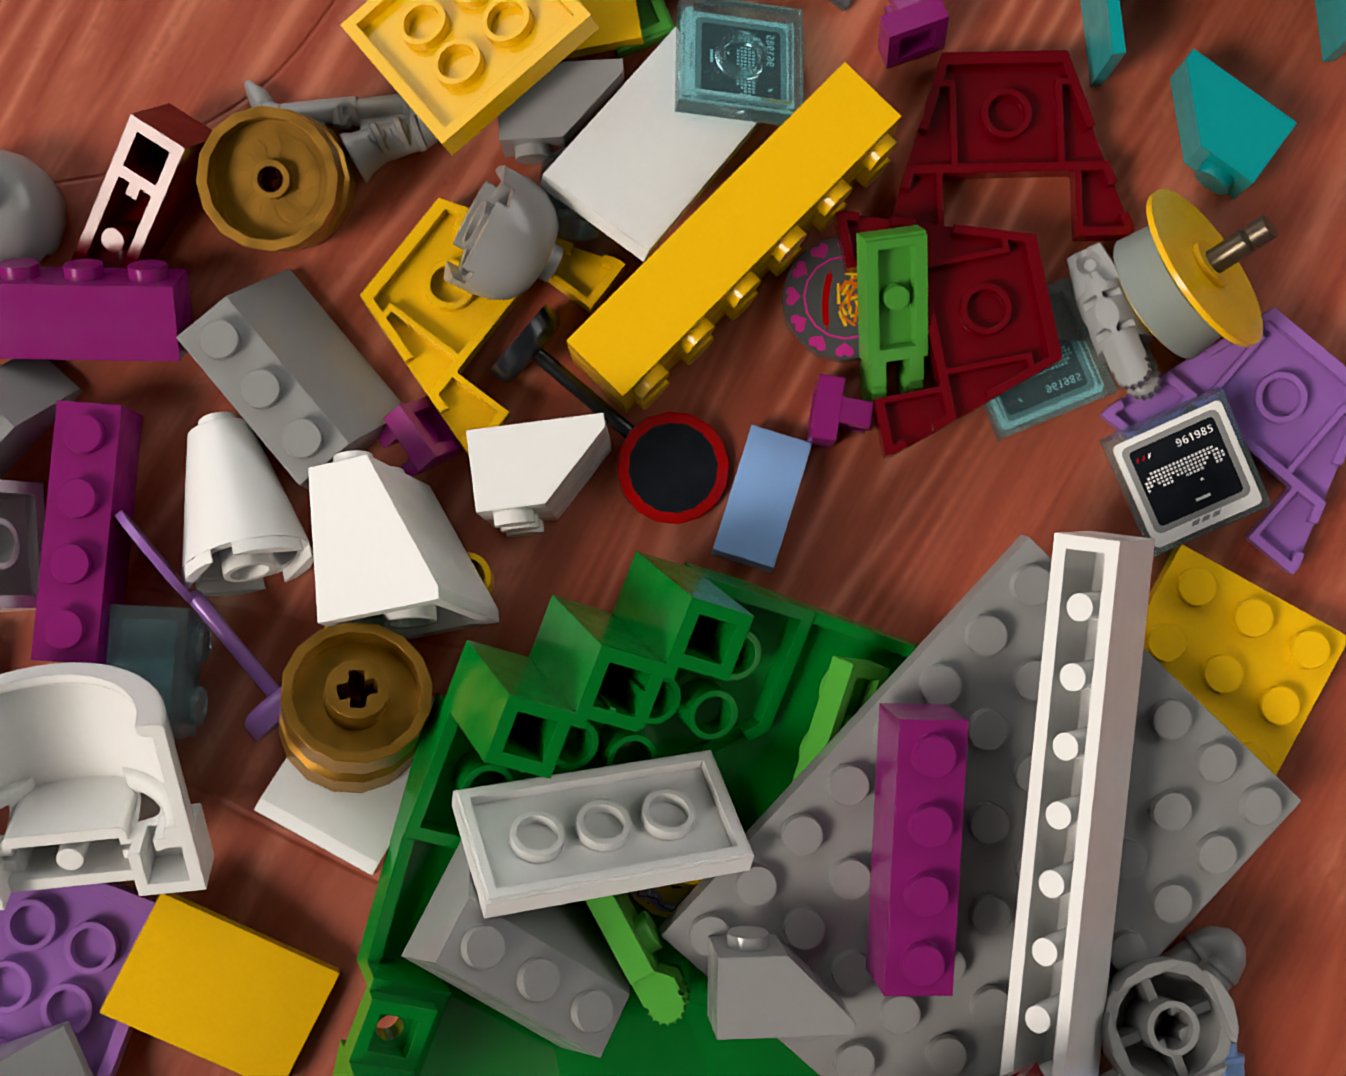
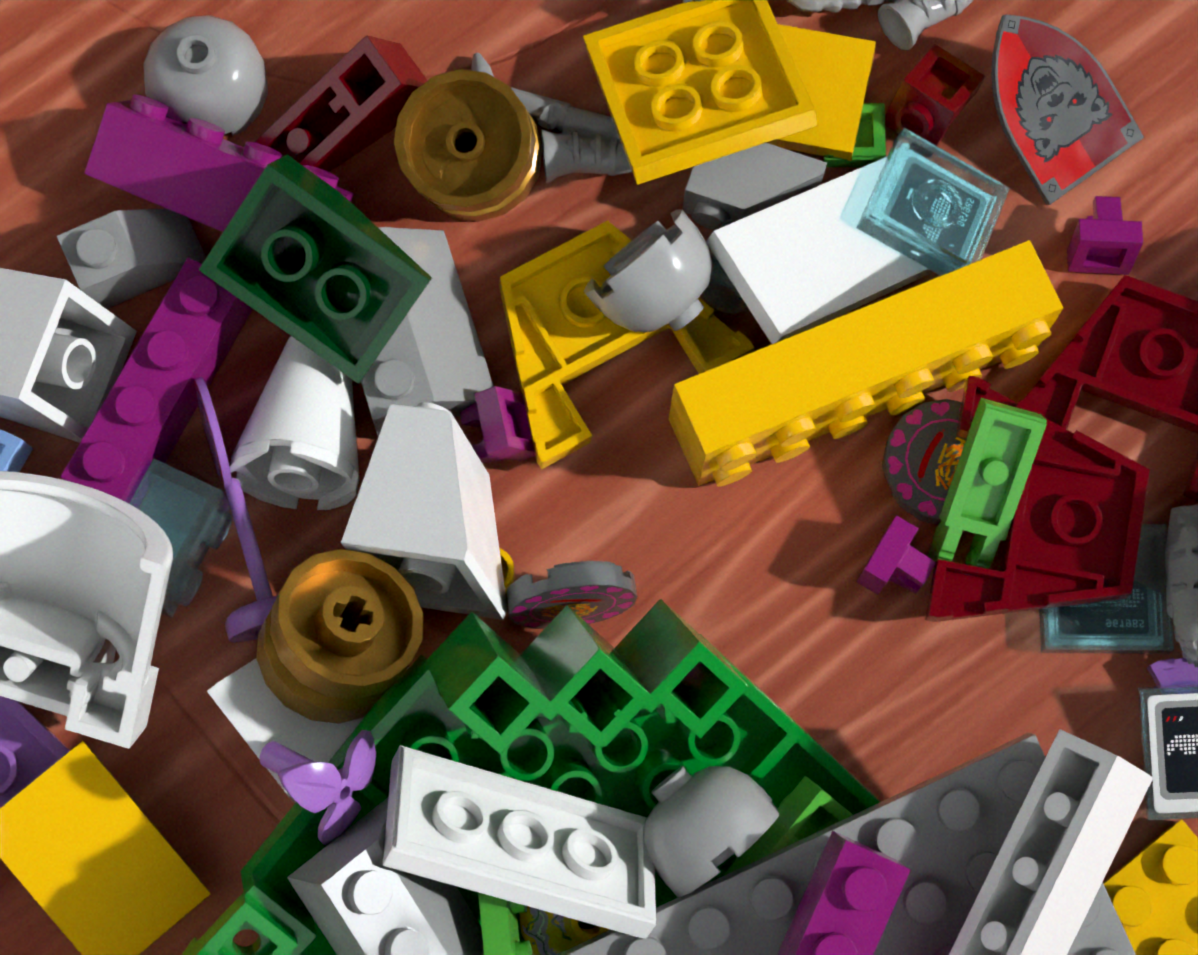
camera: 20 degrees right, 10 degrees down
(180, 364) = (316, 267): none -> dark green slope
(392, 865) = (322, 785): none -> medium lavender plant
(534, 469) = (598, 490): white slope -> none
(552, 571) = (588, 587): none -> dark grey tile
(668, 463) = (718, 546): black piece -> none
(759, 739) = (703, 823): none -> light grey cylinder
(761, 498) = (794, 612): light blue slope -> none

